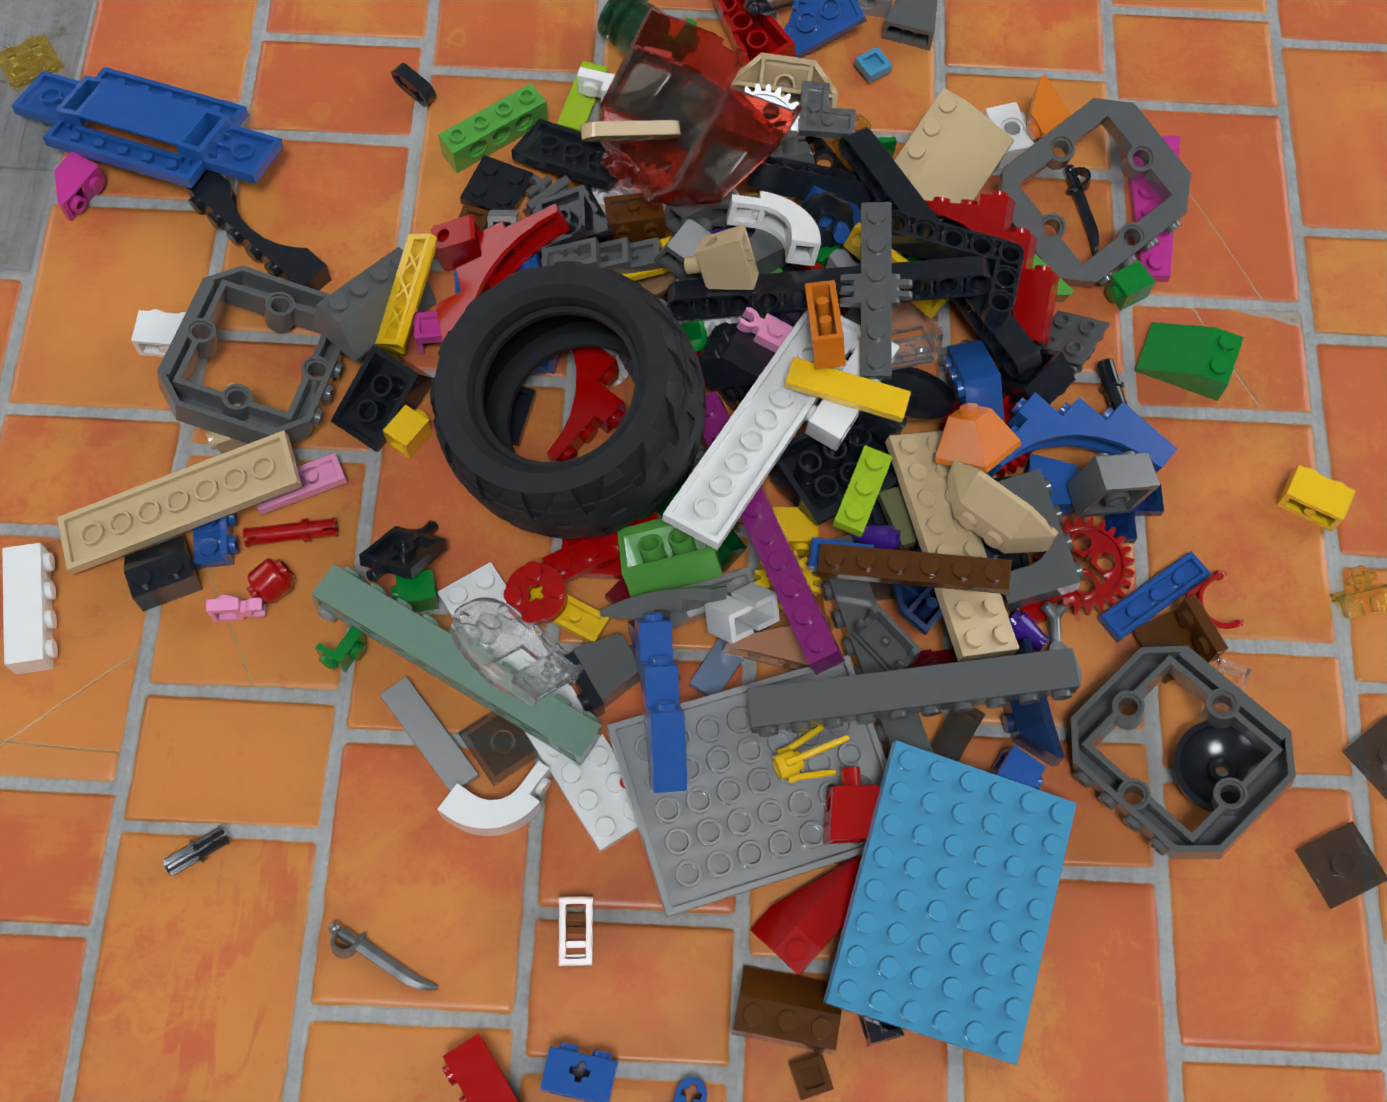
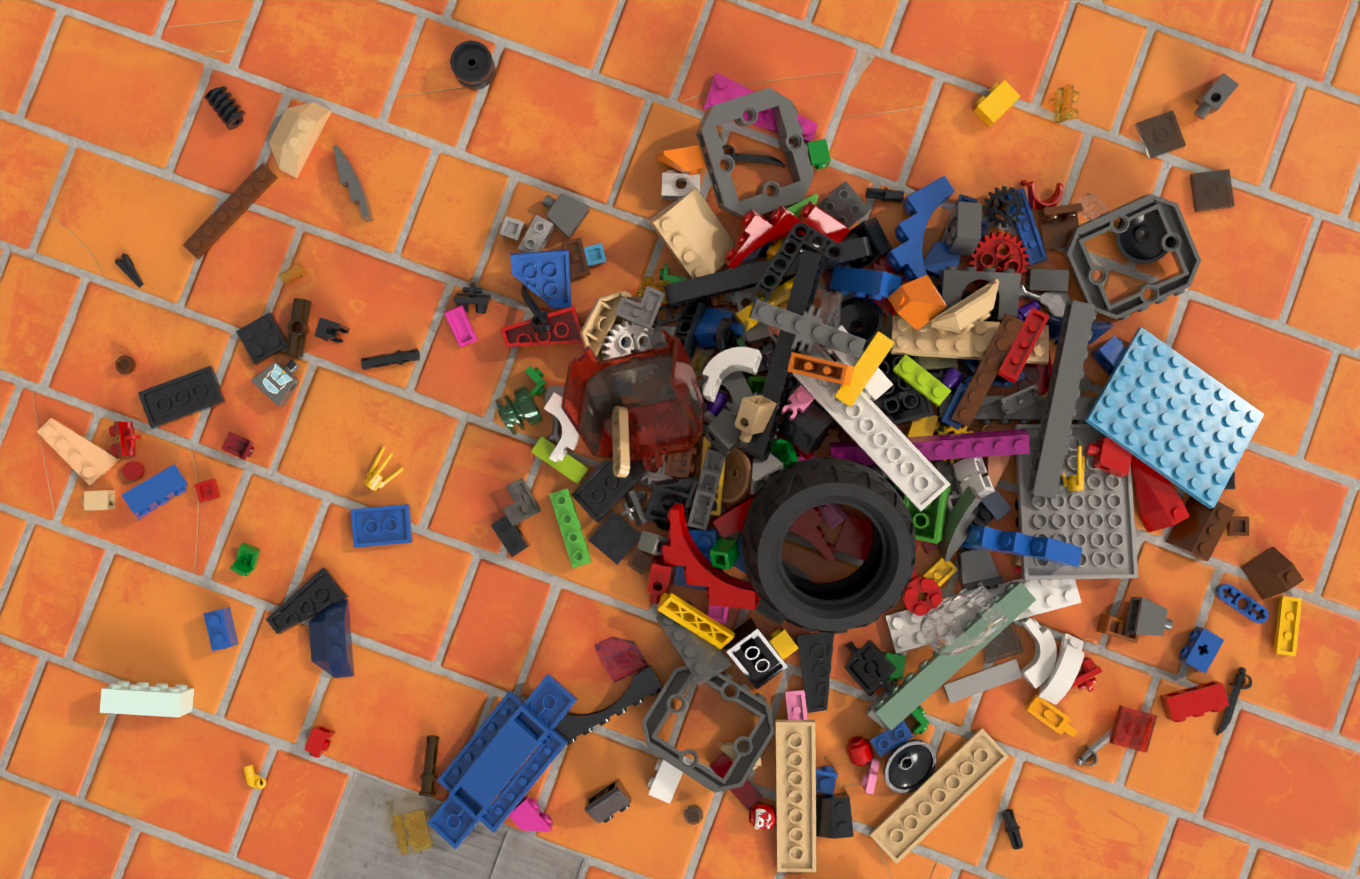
camera: 70 degrees left, 20 degrees up
(105, 56) = (429, 775): none -> dark brown pin
(116, 266) = (607, 802): none -> slope
(122, 386) = (693, 814): none -> clear smoke plate
(136, 469) = (762, 816): none -> red head
(173, 444) = (747, 793): none -> dark red tile
(229, 720) = (938, 795): none -> tan plate
(247, 654) = (909, 765): none -> black dish
(300, 615) = (890, 739): none -> blue bracket
(304, 530) = (830, 724): red pin -> none
(327, 228) = (620, 657): none -> clear pink slope
(386, 486) = (815, 662): none -> black wing
(398, 857) = (1050, 716): none -> light orange hinge
(411, 998) = (1133, 729): none -> clear red plate
(413, 84) = (516, 572): black beam -> none
(461, 63) = (510, 536): none -> black brick
(481, 844) = (1064, 671): none -> white arch
(492, 896) = (1083, 677): none -> red hips
(508, 67) = (524, 505): none -> flat silver plate
(605, 963) = (1146, 618): none -> dark grey torso
(687, 652) = (982, 515): none -> black bracket
(857, 43) = (577, 258): none -> reddish brown plate
(973, 605) = (1023, 345): none -> red plate
(1090, 645) = (1047, 279): none -> dark grey hinge
(1170, 548) = (1008, 215): none -> black gear
(1190, 357) = (879, 138): green slope -> none

